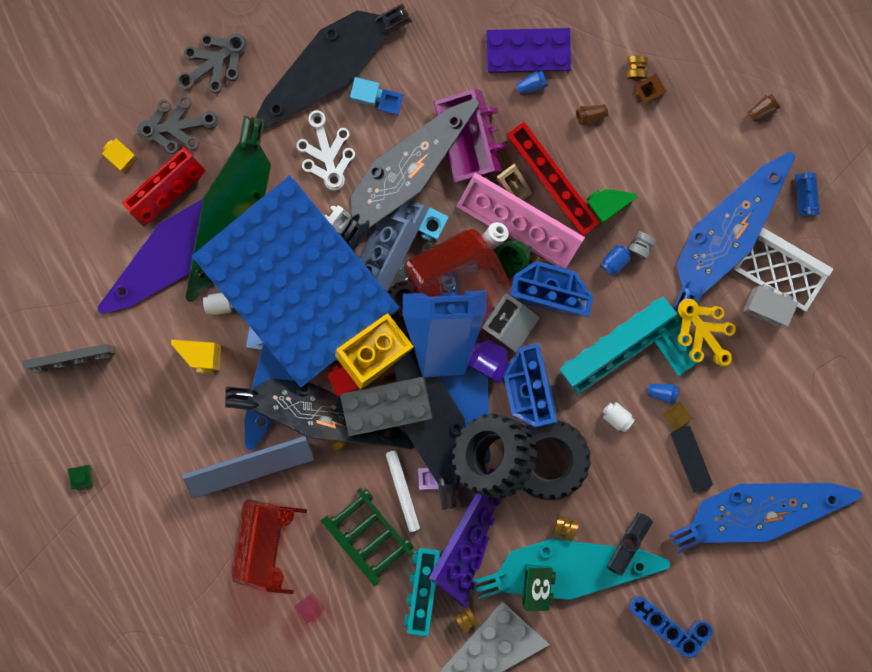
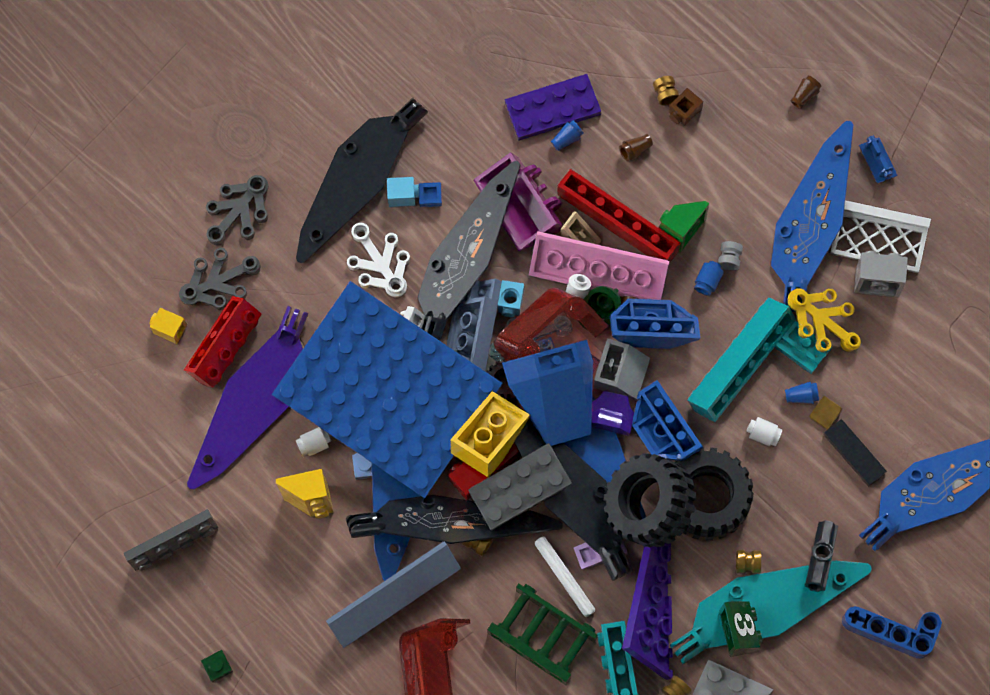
camera: 10 degrees left, 15 degrees down
(232, 193) = (296, 318): dark green wing -> none

